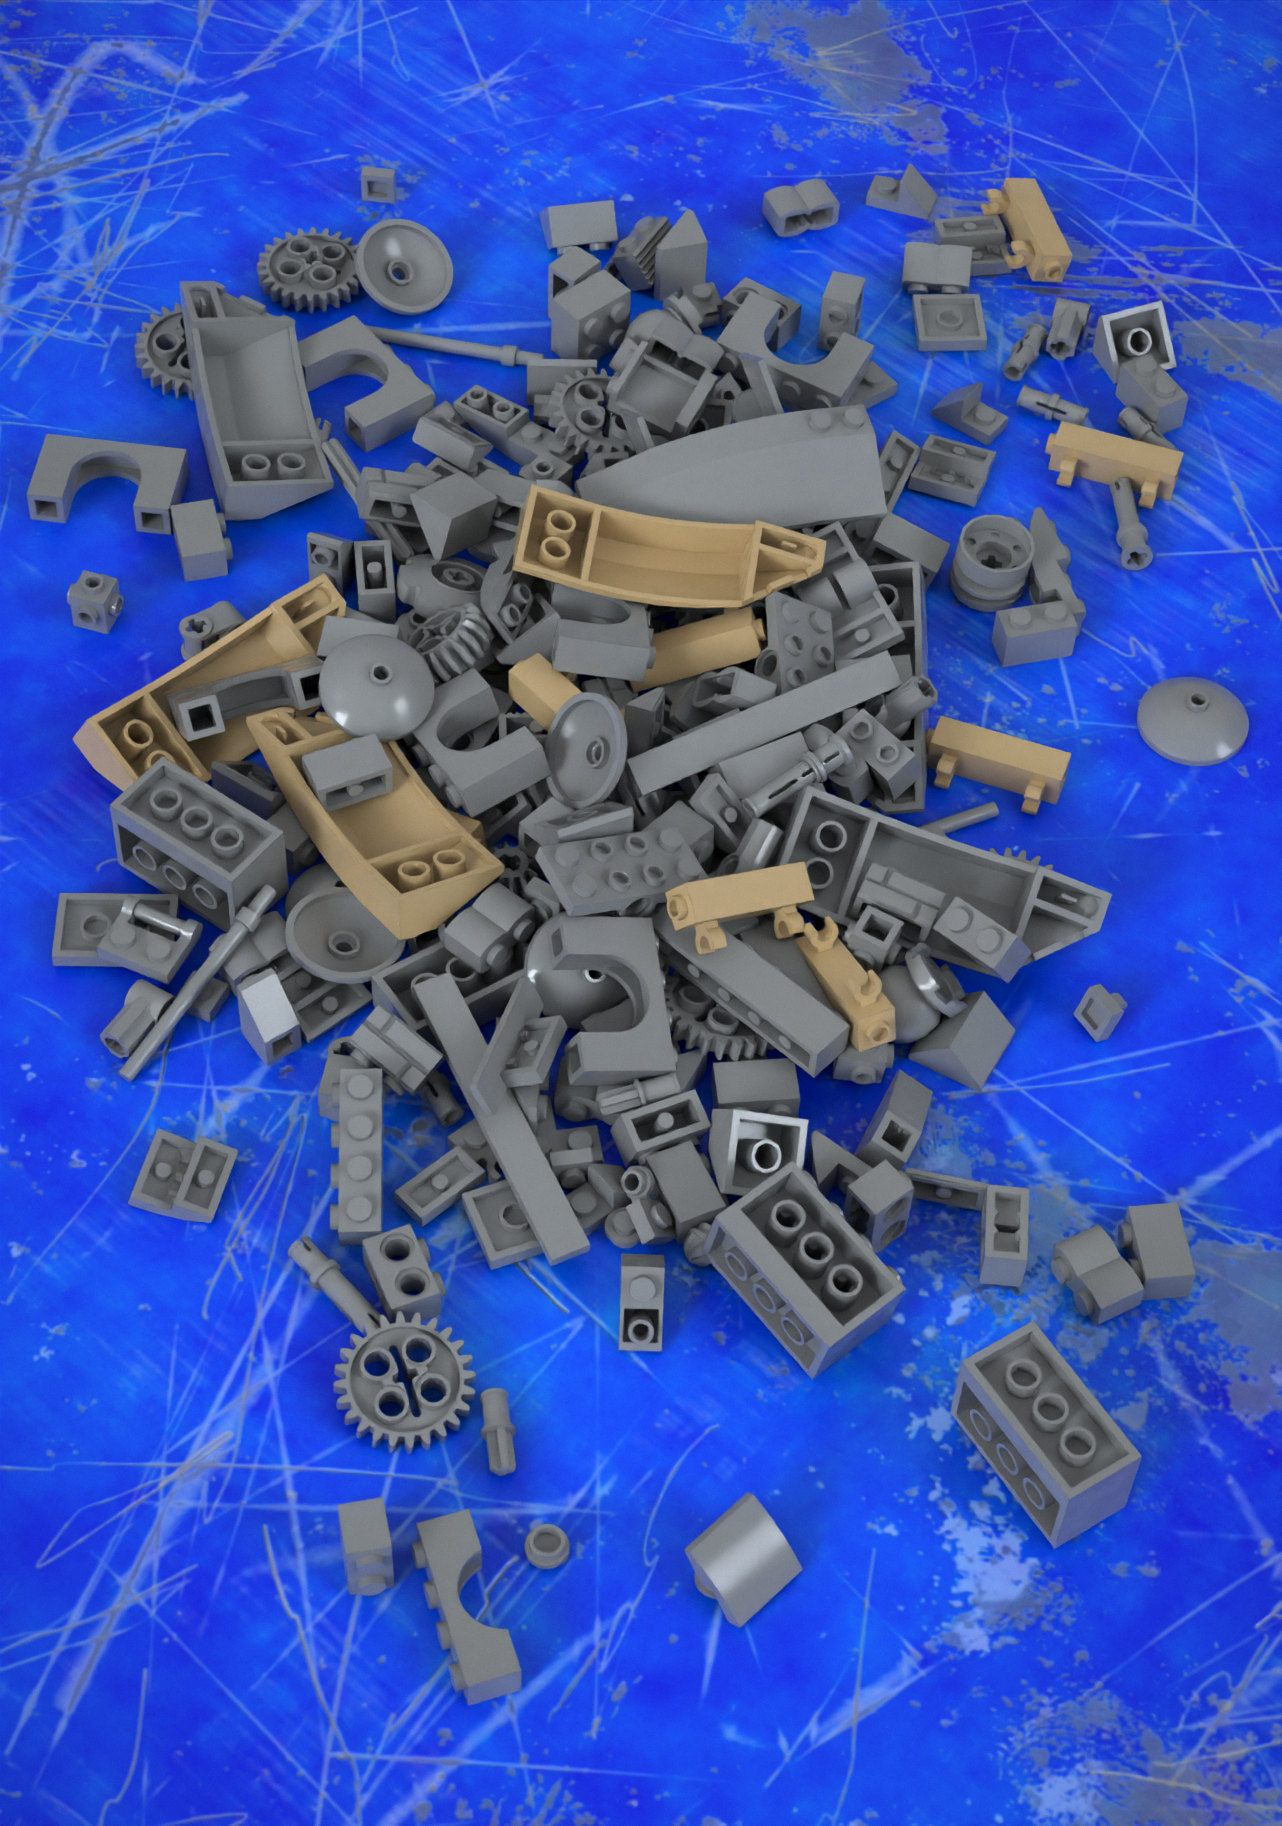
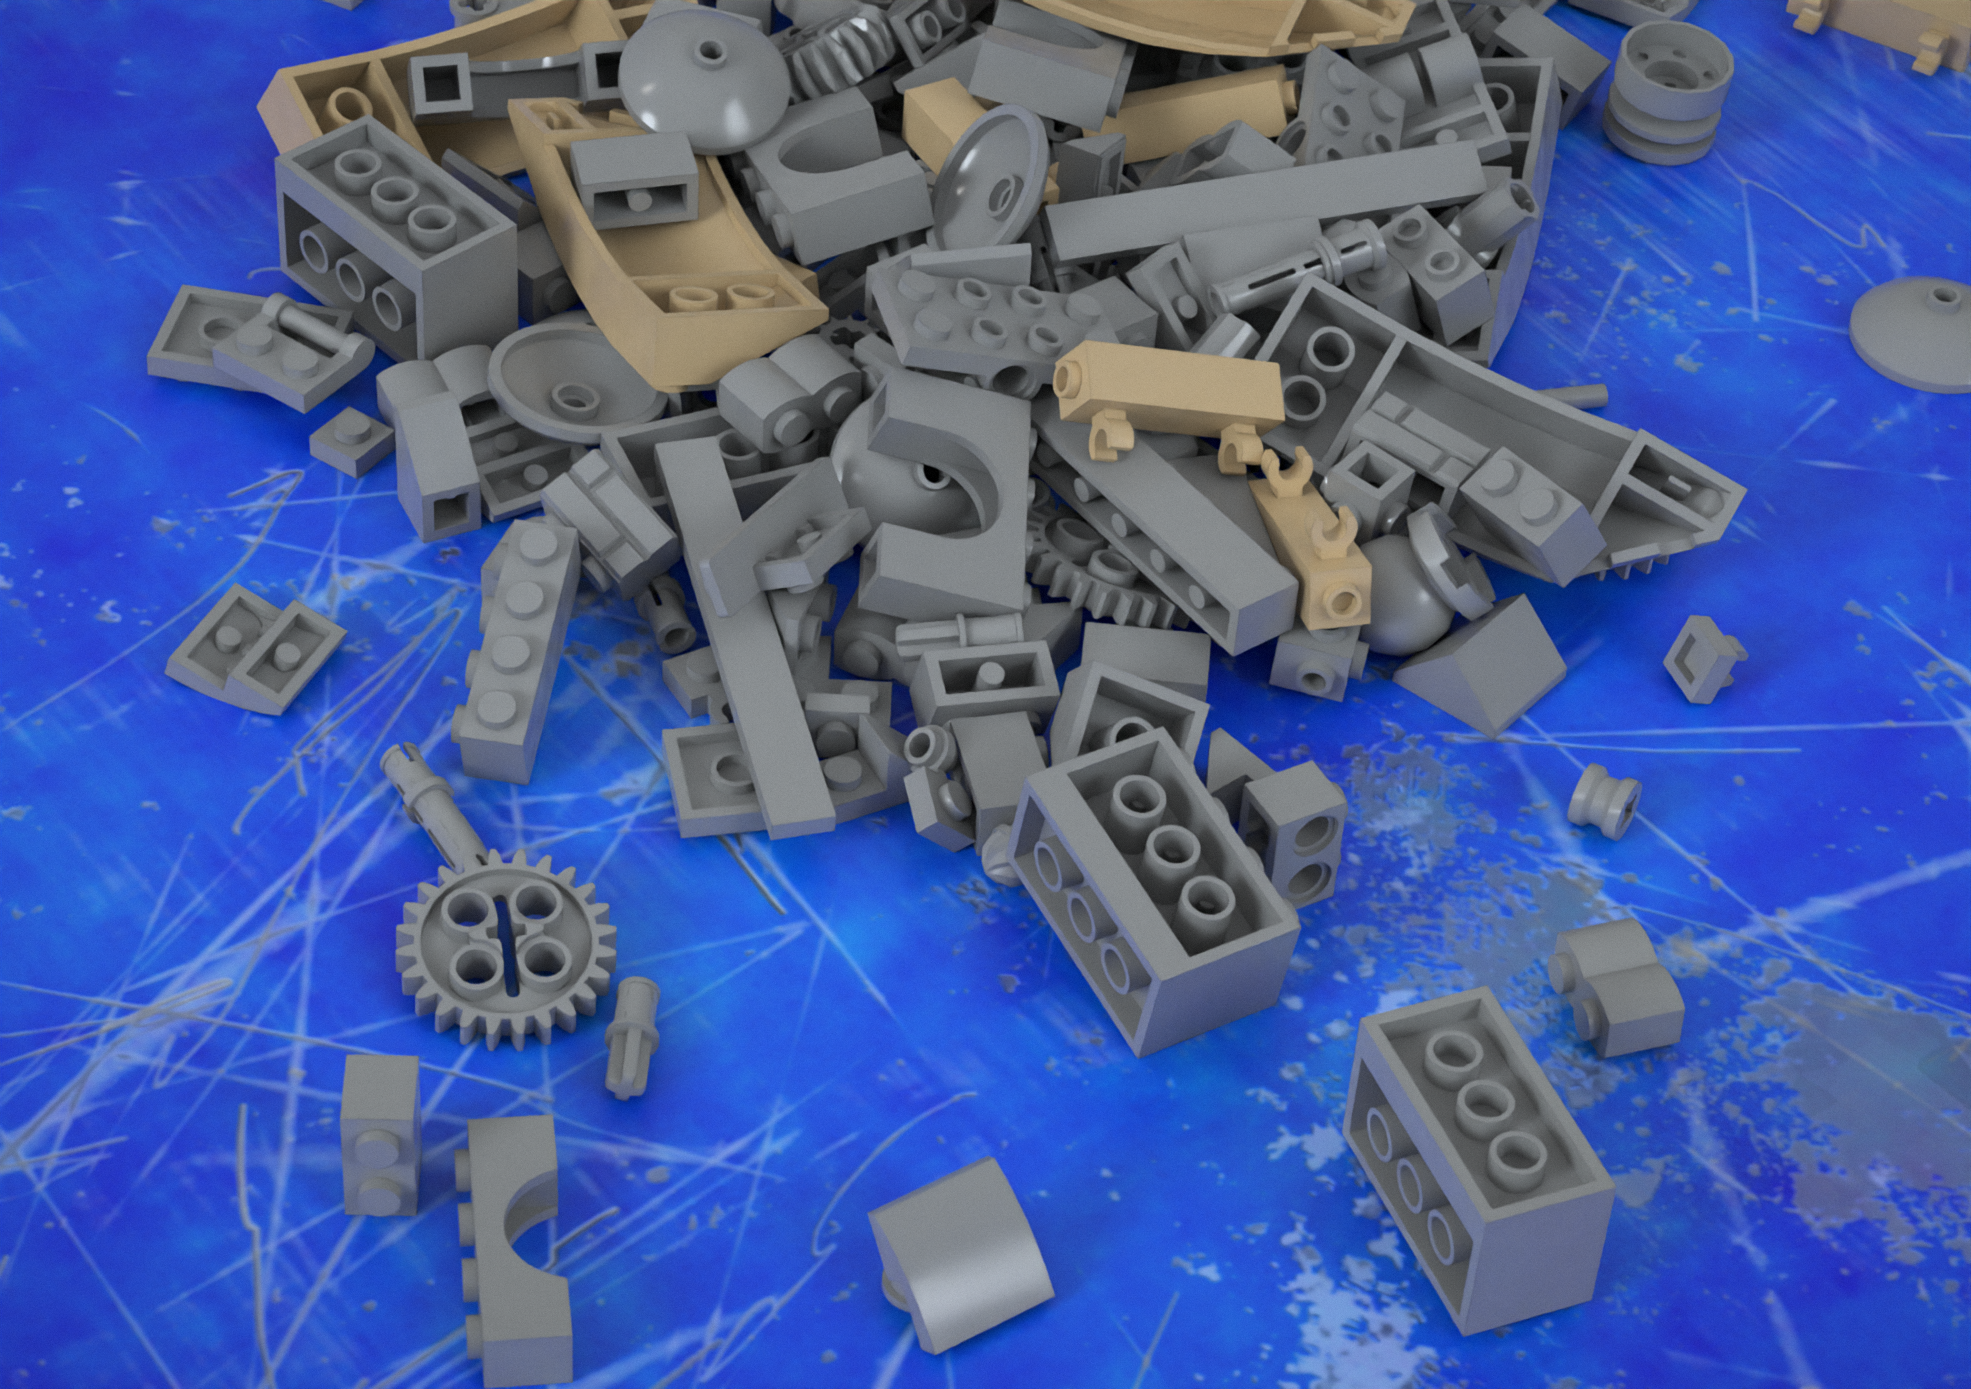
camera: 10 degrees right, 10 degrees down
(140, 1013) = (260, 440): light grey piece -> none
(244, 922) = (434, 344): light grey bar -> none
(396, 1278) = (543, 810): light grey brick -> none
(439, 1185) = (631, 718): light grey plate -> none
(547, 1546) = (664, 1196): light grey plate -> none
(620, 1229) = (892, 819): light grey plate -> none
(641, 1302) = (896, 909): light grey slope -> none
(896, 1123) = (1354, 738): light grey slope -> none
(947, 1189) = (1407, 842): light grey slope -> none
(996, 761) = (1620, 334): tan brick -> none
(1004, 1235) = (1480, 908): light grey brick -> none
(1034, 633) = (1714, 188): light grey brick -> none
(1047, 573) = (1753, 128): light grey slope -> none
(1061, 1134) = (1604, 801): none -> light grey wheel
(1131, 533) = (1892, 95): light grey pin -> none
(1158, 1250) = (1721, 972): light grey brick -> none

